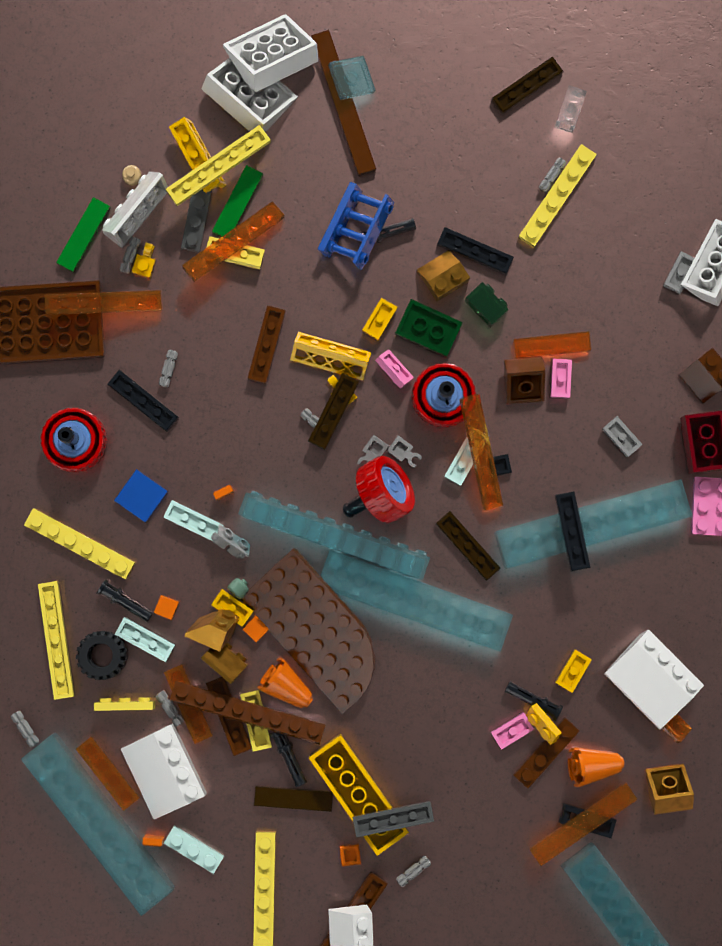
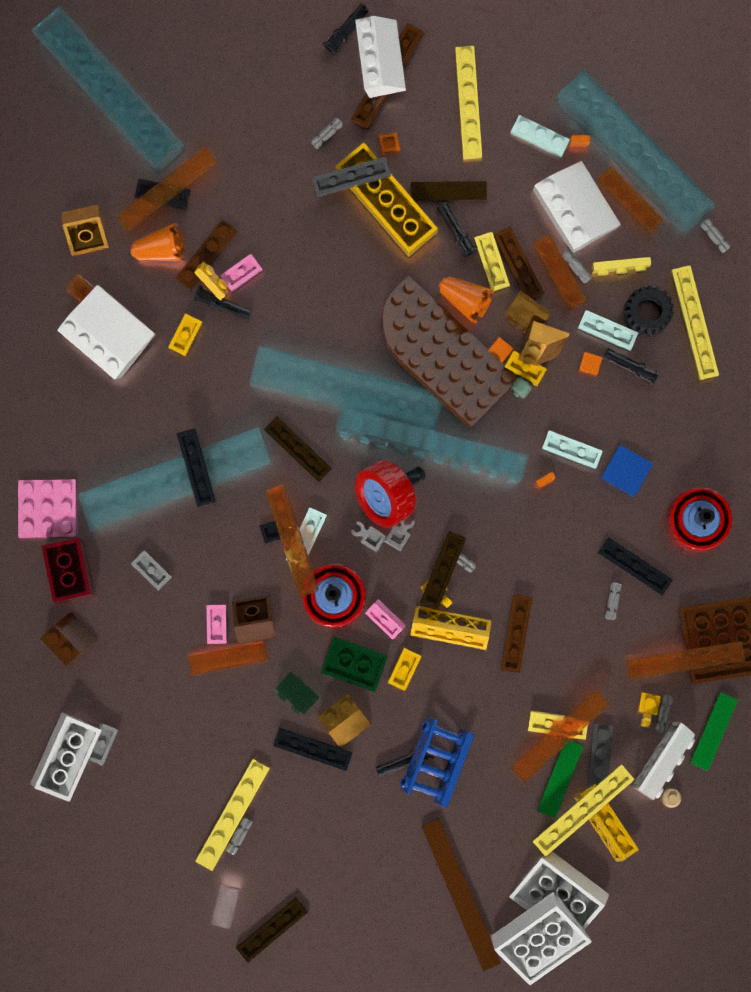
camera: 175 degrees left, 0 degrees up
(79, 543) = (682, 418): light yellow plate -> none
(237, 546) = (526, 429): light grey hinge -> none
(247, 712) = (501, 267): reddish brown plate -> none
(351, 77) = (454, 920): clear light blue tile -> none

